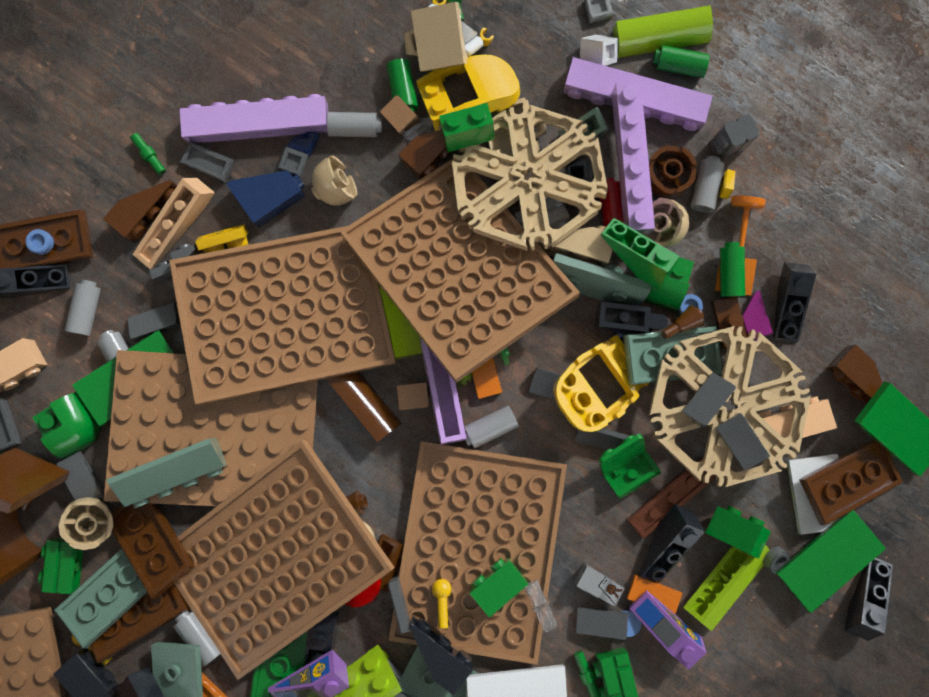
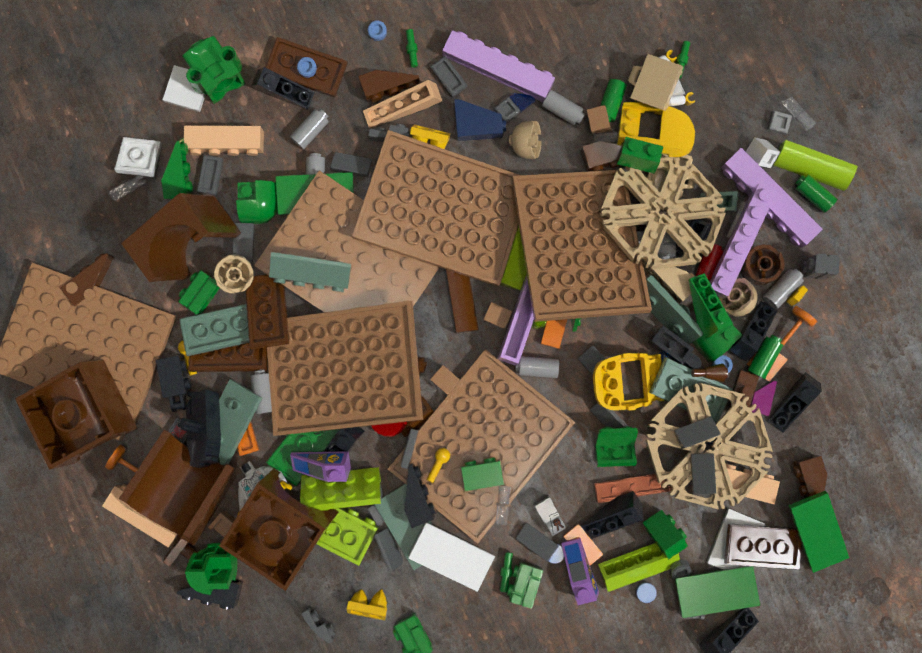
camera: 30 degrees right, 0 degrees up
(98, 156) = (377, 30): none -> medium blue tile
(395, 502) = (445, 379): none -> medium nougat panel
(703, 250) = (754, 331): none -> black slope
(753, 606) = (646, 592): none -> tile

